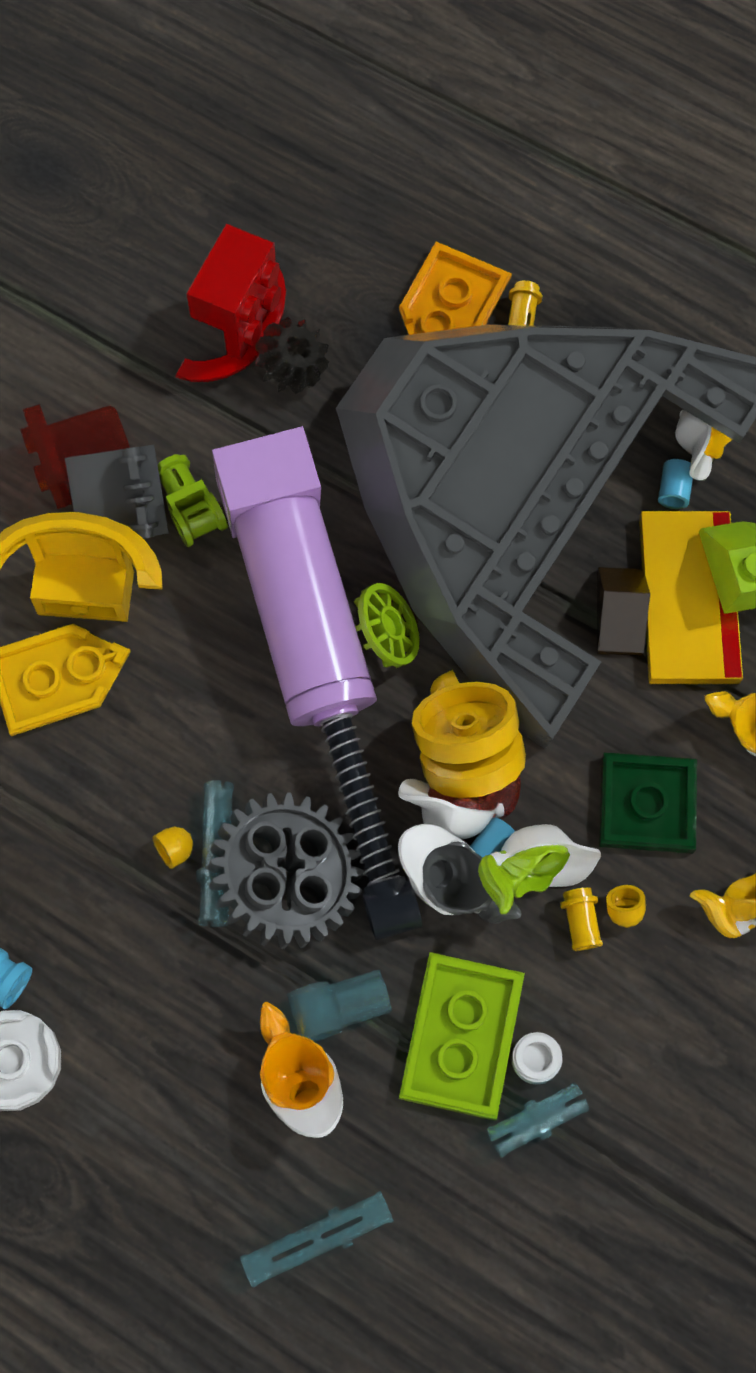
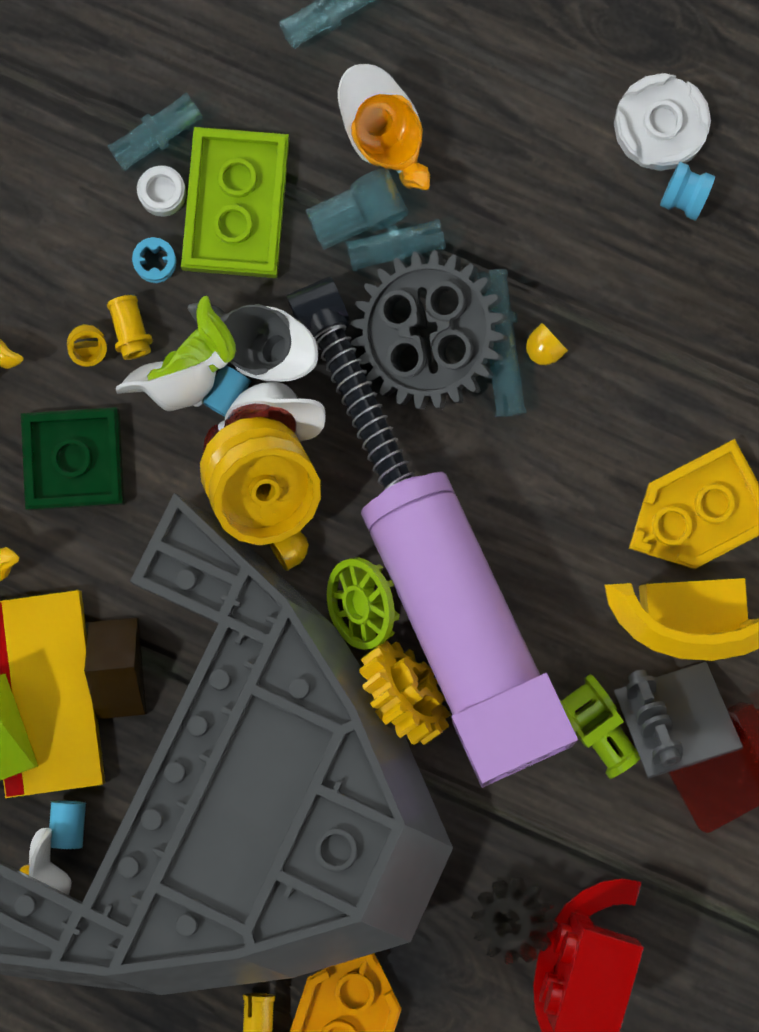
camera: 175 degrees right, 15 degrees up
(305, 966) = (395, 244): none -> clear light blue pin
(360, 539) = (404, 693): none -> yellow gear
(551, 971) = (154, 245): none -> medium azure bush

